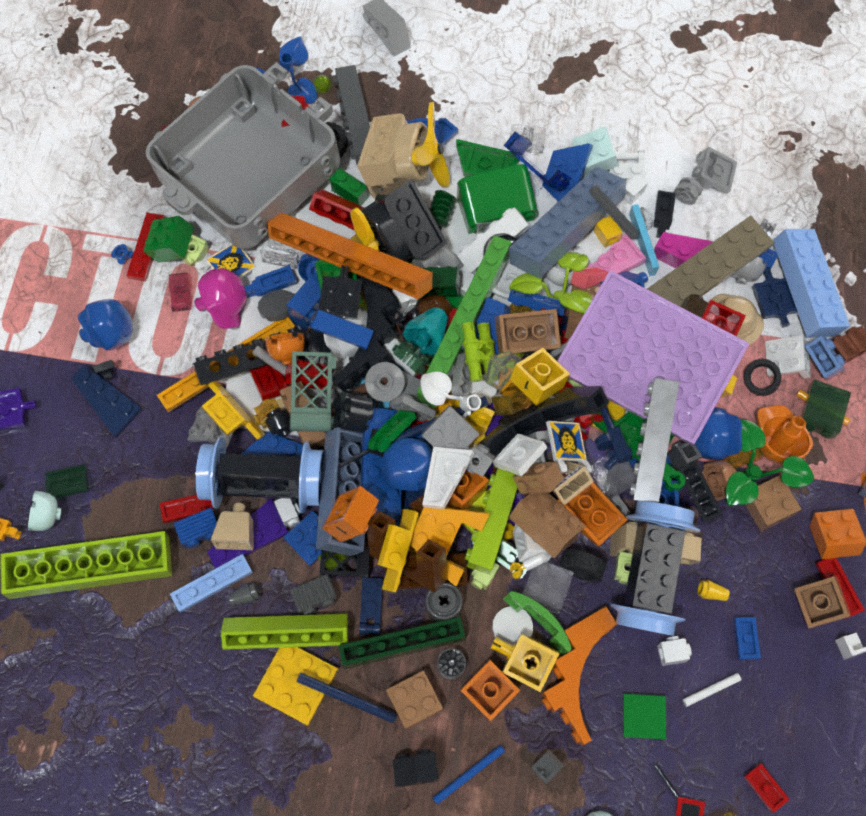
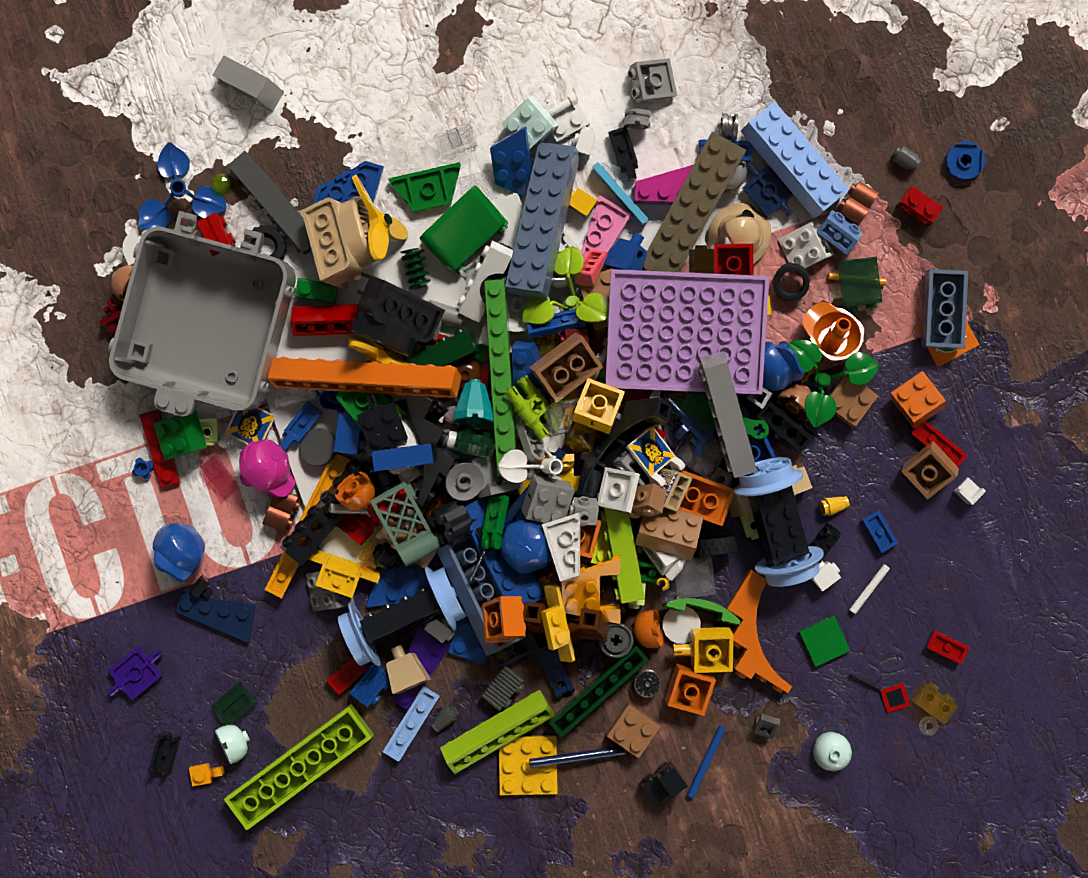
camera: 30 degrees left, 20 degrees up
(213, 340) = (281, 511): none -> copper brick
(478, 611) = (647, 629): none -> orange cylinder
(518, 145) = (479, 178): clear blue panel -> none
(614, 212) = (581, 189): dark grey axle -> none
(693, 616) = (827, 535): none -> black hinge

